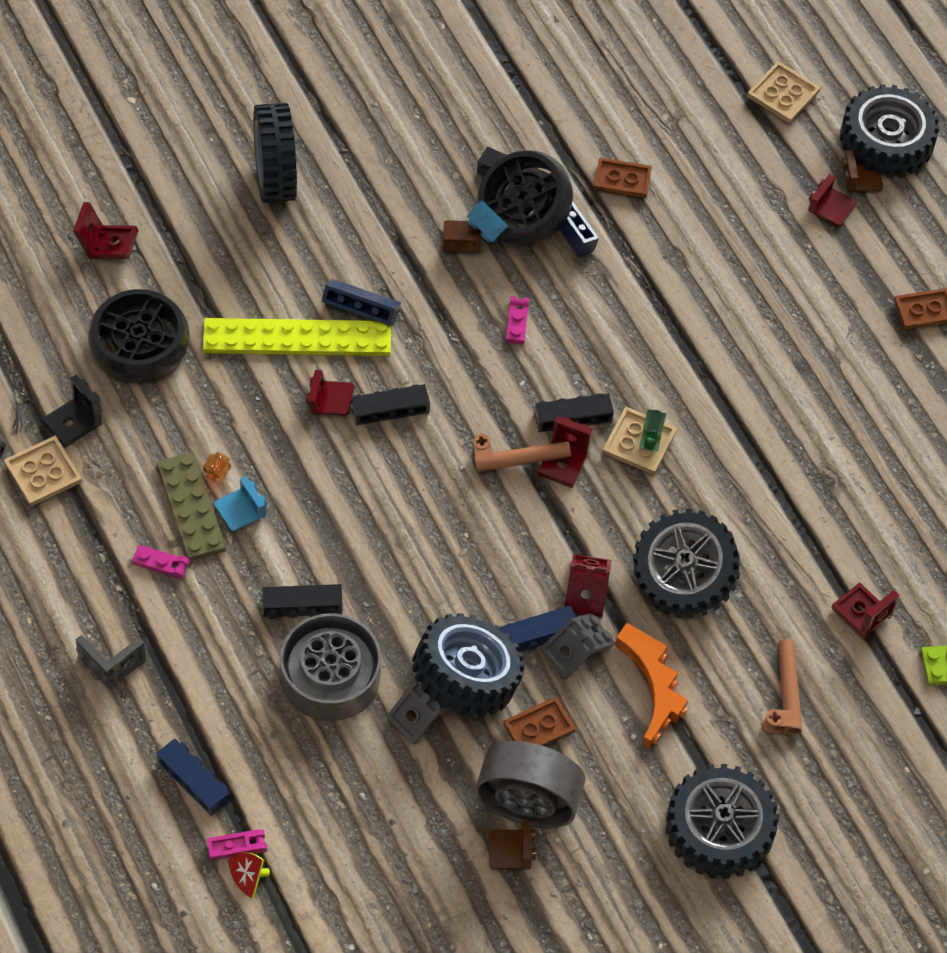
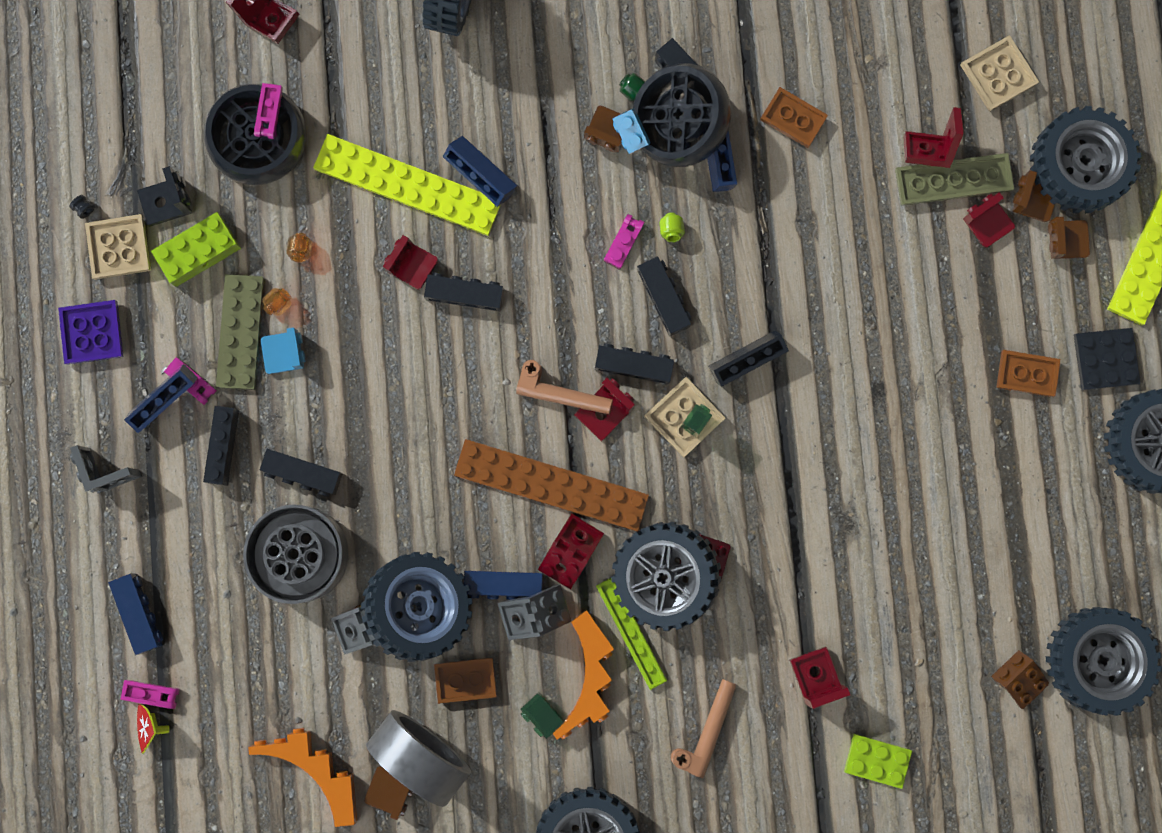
camera: 25 degrees right, 25 degrees up
(46, 550) = (90, 332): none -> dark purple plate
(121, 448) = (196, 249): none -> lime brick
(142, 577) = (160, 398): none -> dark blue brick
(149, 304) = (268, 110): none -> dark pink plate
(215, 603) = (221, 445): none -> black brick
(218, 416) = (299, 247): none -> clear orange head
(405, 842) = (298, 750): none -> orange arch
(467, 196) = (630, 85): none -> dark green head
(542, 537) = (551, 485): none -> dark orange plate
(556, 293) = (672, 227): none -> lime head
(574, 350) = (663, 296): none -> black brick
(625, 730) = (541, 715): none -> clear green brick
(674, 372) = (748, 358): none -> black brick
(676, 635) = (632, 636): none -> lime tile
(757, 163) = (938, 149): none -> dark red bracket
(784, 182) = (963, 179): none -> olive plate
(906, 196) = (1068, 239): none -> reddish brown bracket

